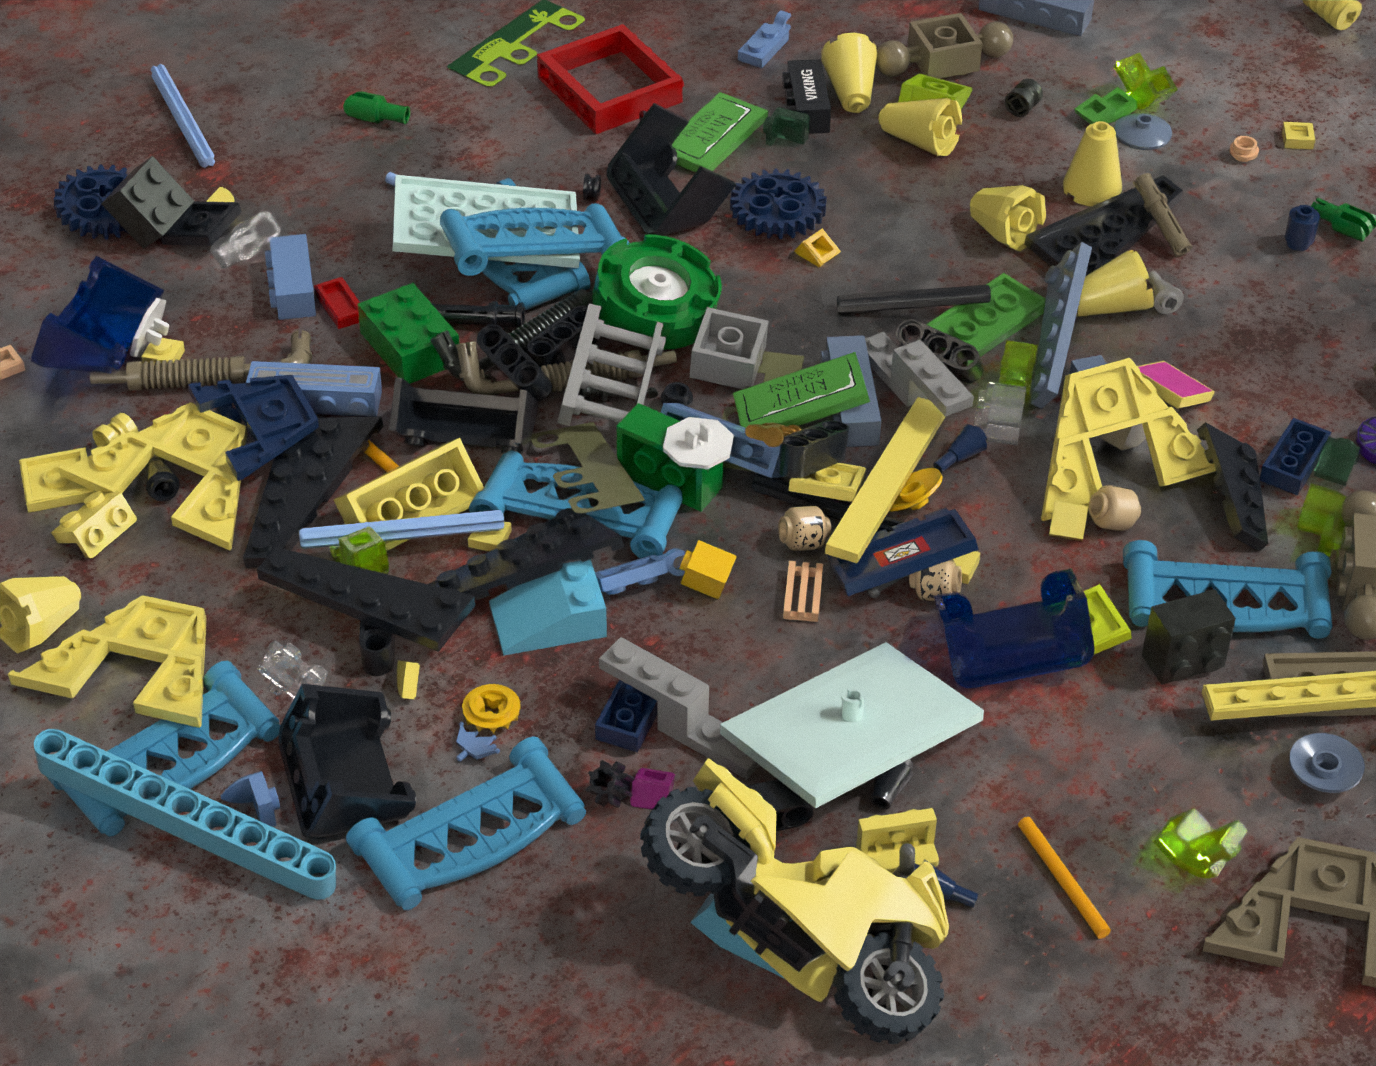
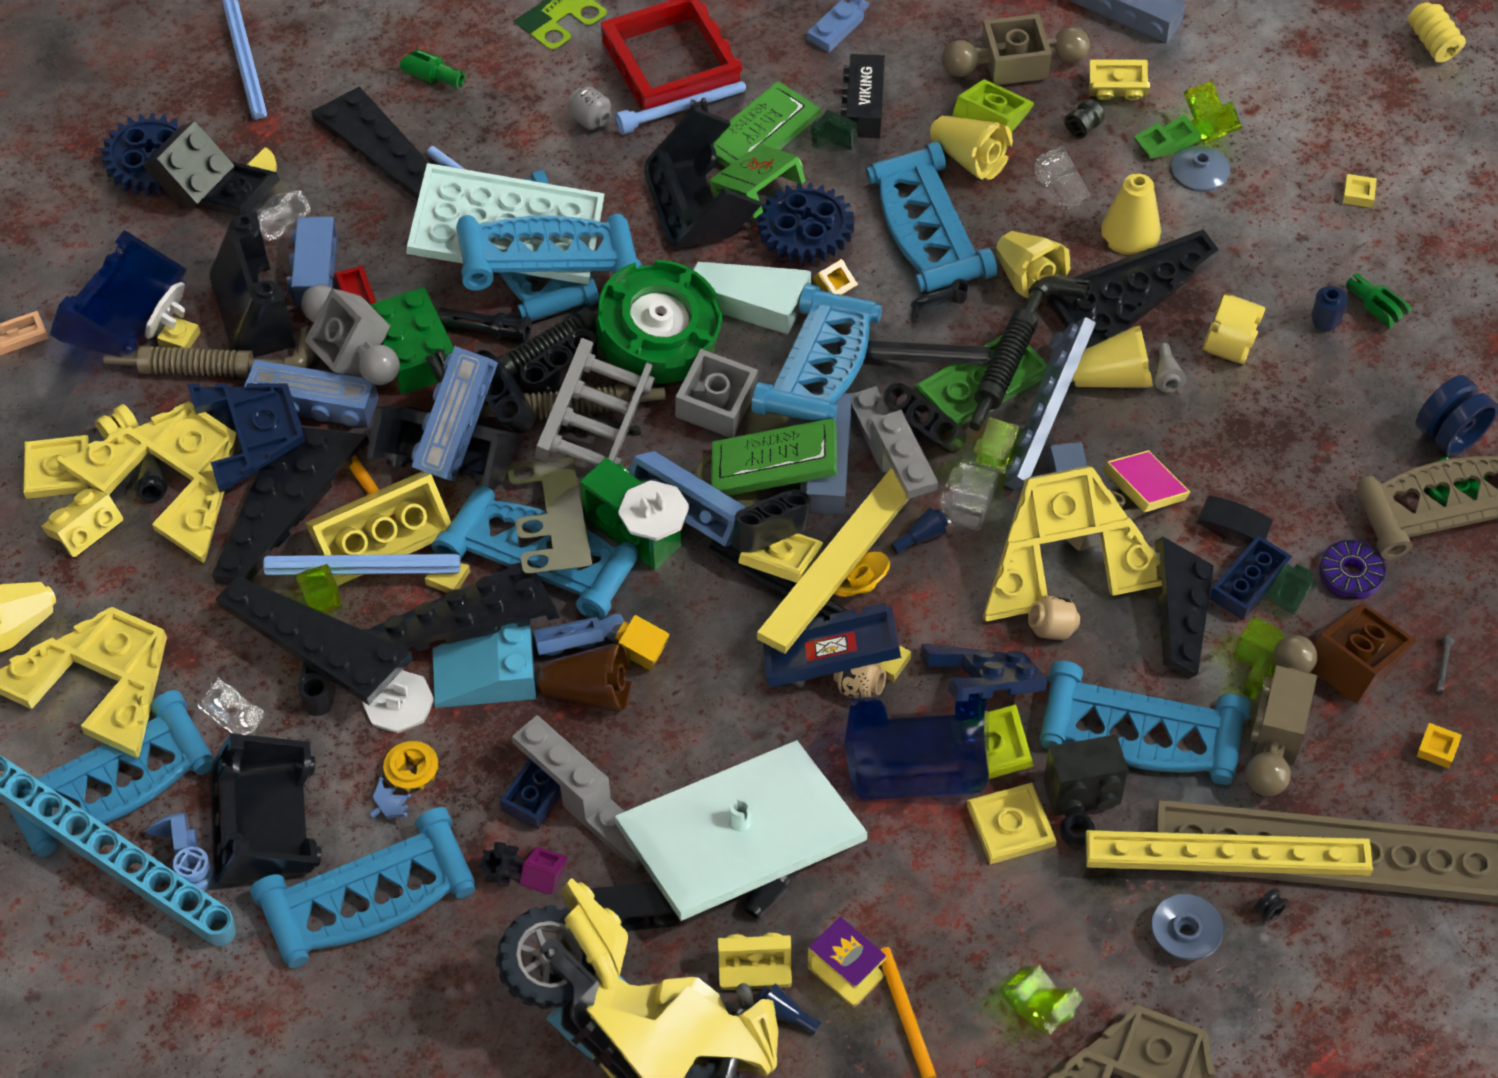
camera: 10 degrees right, 10 degrees up
(233, 314) = (250, 309): none -> black windscreen
(281, 816) = (194, 866): none -> light blue wheel
(336, 173) = (375, 136): none -> black wing
(346, 328) = (349, 335): none -> light grey brick
(407, 679) = (339, 725): light yellow tile -> none
(466, 655) = (401, 704): none -> white piece
(471, 382) = (454, 413): none -> medium blue brick
(541, 126) = (589, 107): none -> light grey head
(581, 136) = (627, 121): none -> light blue piece
(592, 187) = (625, 184): black bush -> none
(659, 605) = (589, 677): none -> reddish brown cone
(677, 393) = (657, 439): black plate -> none
(725, 157) = (757, 170): none -> bright green panel
(751, 264) = (757, 293): none -> light aqua slope
(770, 433) = (727, 505): pearl gold piece -> none
(804, 528) = (746, 605): tan head -> none
(805, 572) = (737, 650): light nougat tile -> none
(811, 303) = (823, 309): none -> dark azure piece
(851, 69) = (913, 71): light yellow cone -> none
(881, 149) = (921, 169): none -> dark azure piece
(940, 249) = (956, 292): none -> black piece
(991, 832) = (846, 961): none -> piece
(1012, 278) = (1016, 340): none -> pearl dark grey piece
(1013, 142) = (1062, 177): none -> clear plate
(1047, 63) = (1118, 79): none -> light yellow bracket
(1061, 555) = (987, 671): none -> dark blue wing
(1068, 520) = (1005, 626): light yellow tile -> none
(1121, 693) = (1011, 823): none -> light yellow tile
(1157, 205) = (1184, 266): dark tan pin -> none
(1188, 690) = (1075, 821): none -> black plate
(1218, 249) = (1233, 328): none -> light yellow brick
(1244, 148) = (1297, 203): light nougat plate -> none
(1256, 408) = (1229, 517): none -> black slope

